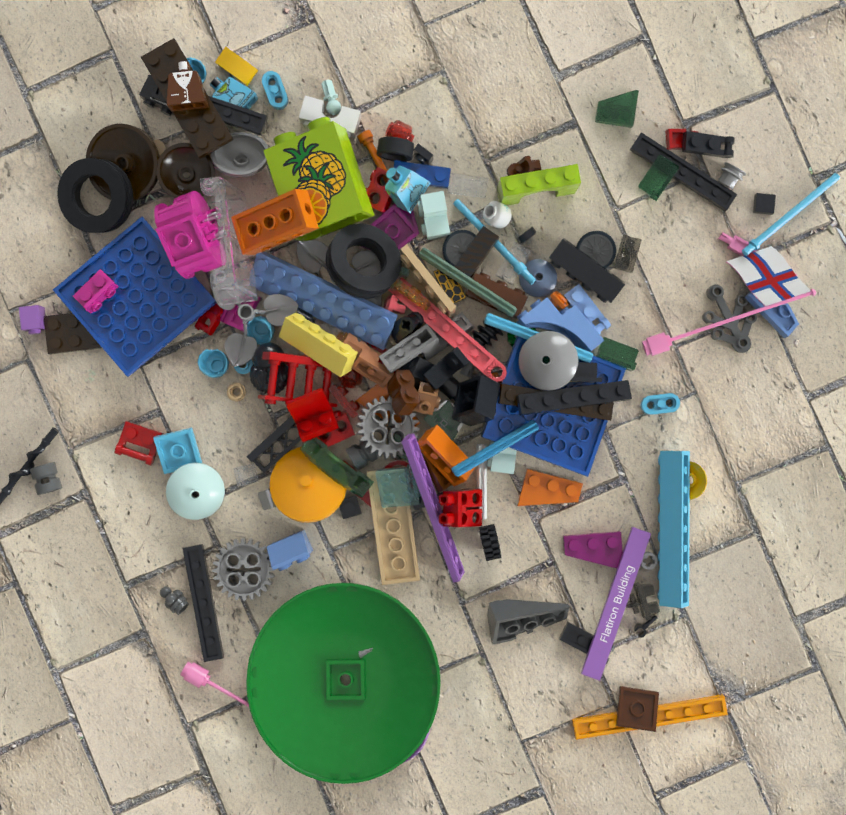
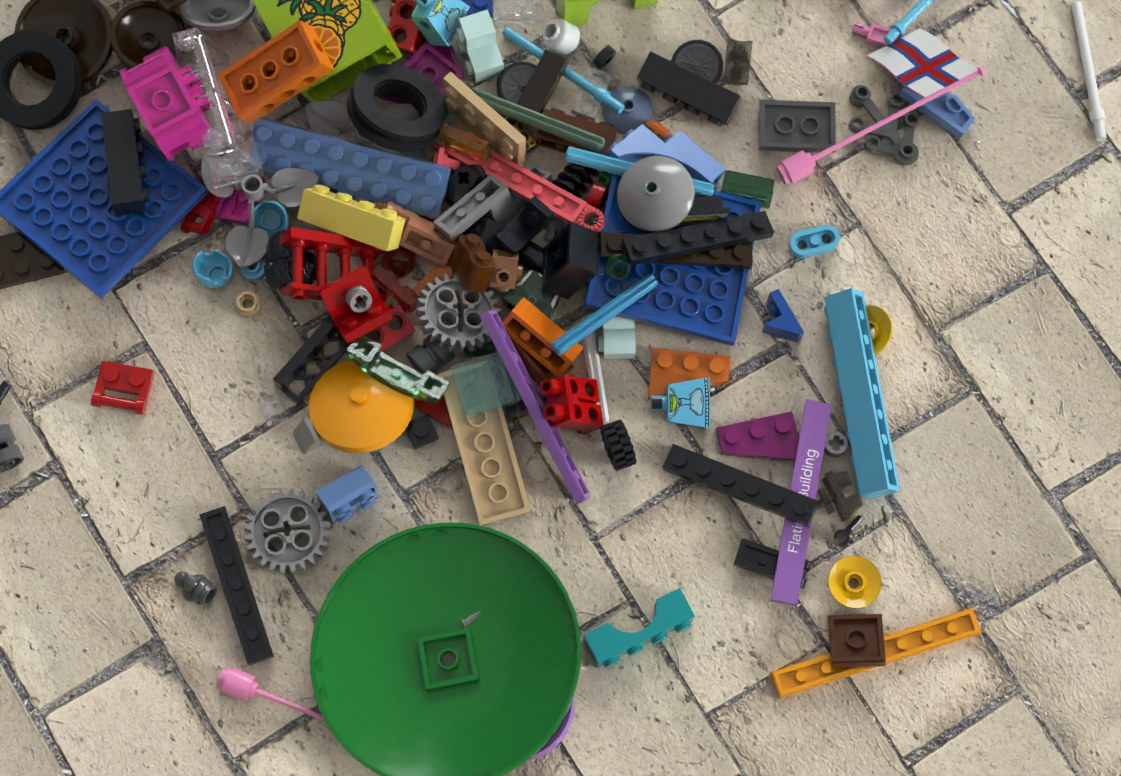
camera: 15 degrees left, 15 degrees down
(96, 291) = (46, 195): dark pink bracket -> none
(154, 276) = (124, 163): none -> black brick
(177, 449) = (178, 391): medium azure plate -> none
(193, 478) = (197, 453): light aqua dish -> none
(318, 408) = (363, 293): none -> light grey bush
(461, 685) = (609, 644): none -> teal arch
(503, 350) = (597, 196): none -> red beam
(510, 413) = (617, 273): none -> plate
(514, 617) = (671, 542): dark grey wedge -> none
(544, 516) = (685, 403): none -> medium azure torso
(574, 585) = (741, 485): none -> black plate
(580, 298) = (696, 132): light blue plate -> none
(628, 464) = (785, 323): none -> blue slope
(653, 666) = (861, 571): none -> yellow dish
(663, 310) = (796, 125): none -> dark grey plate

